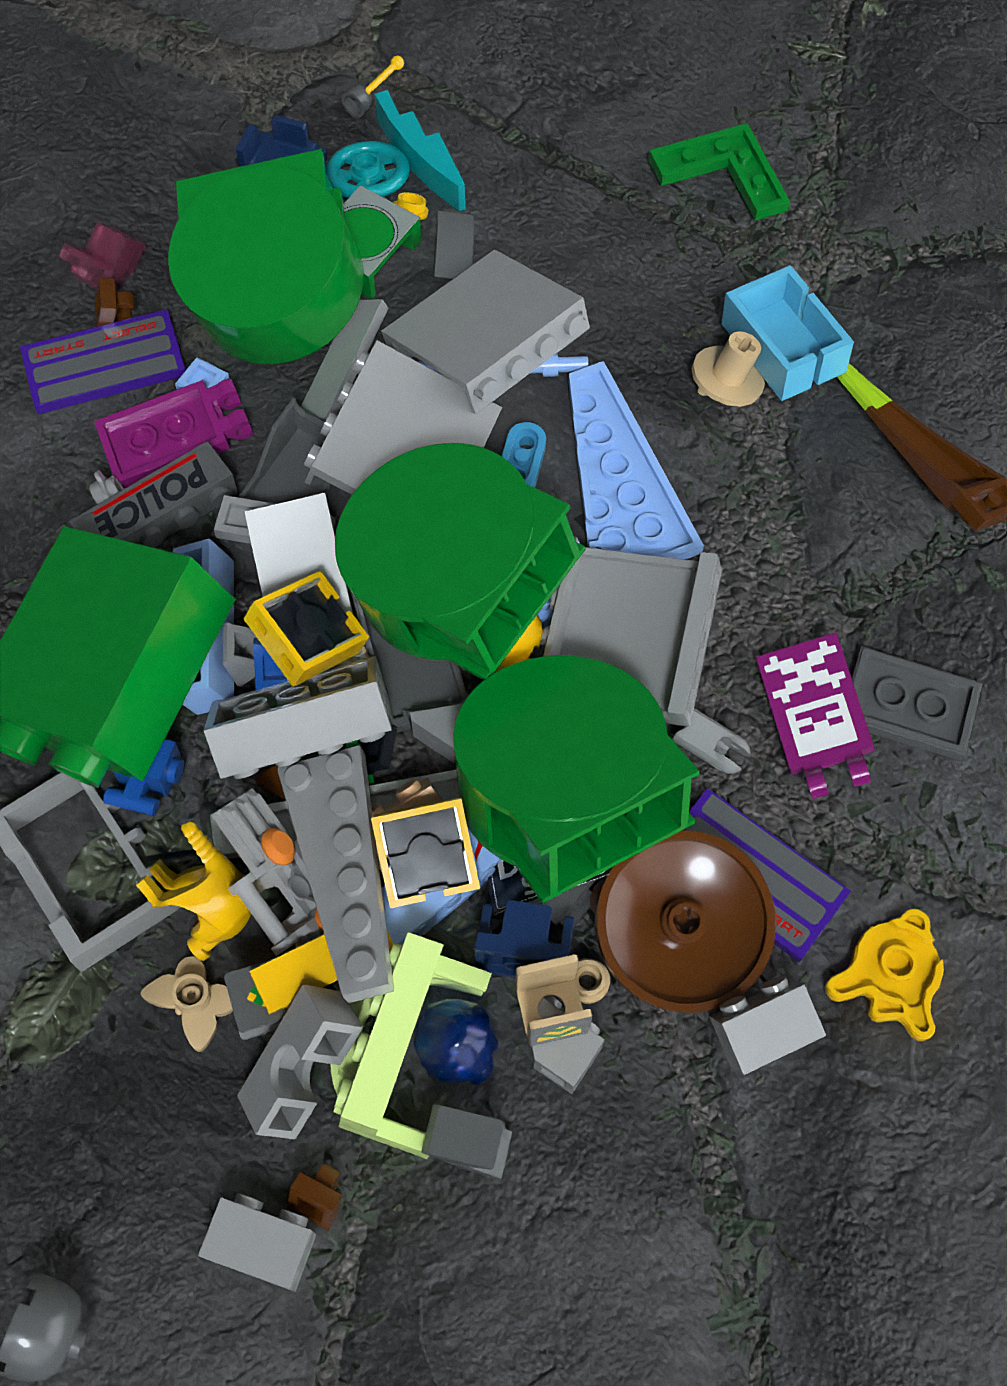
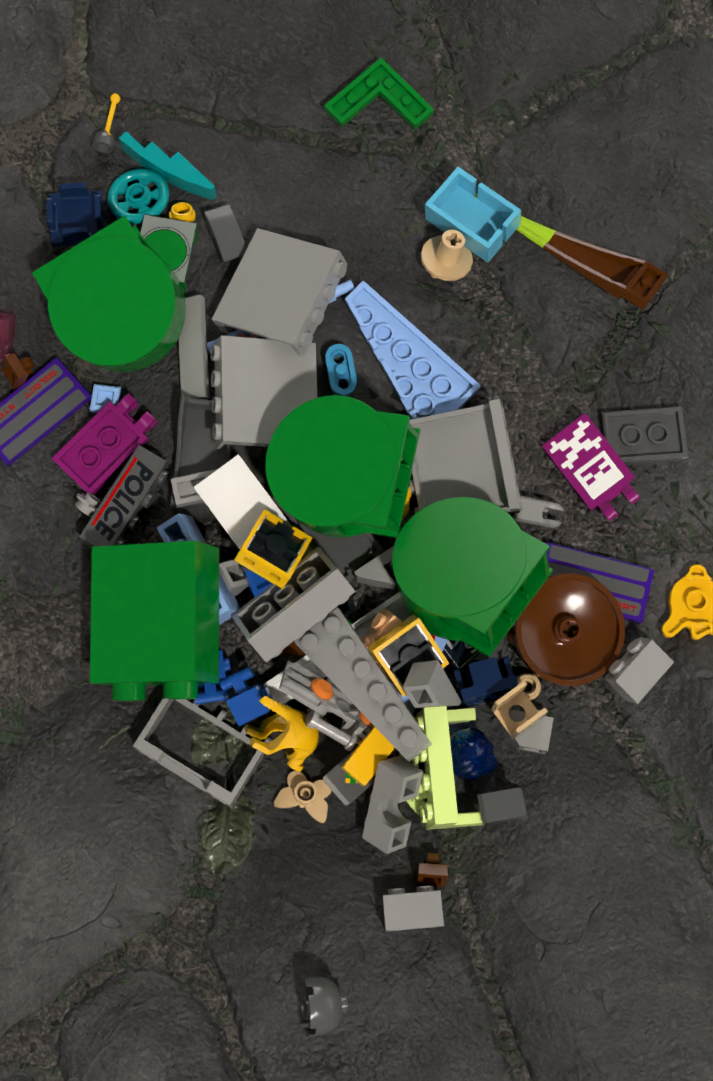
camera: 25 degrees left, 10 degrees up
(162, 827) = (245, 702): none -> blue brick
(431, 905) = (429, 686): none -> light grey slope

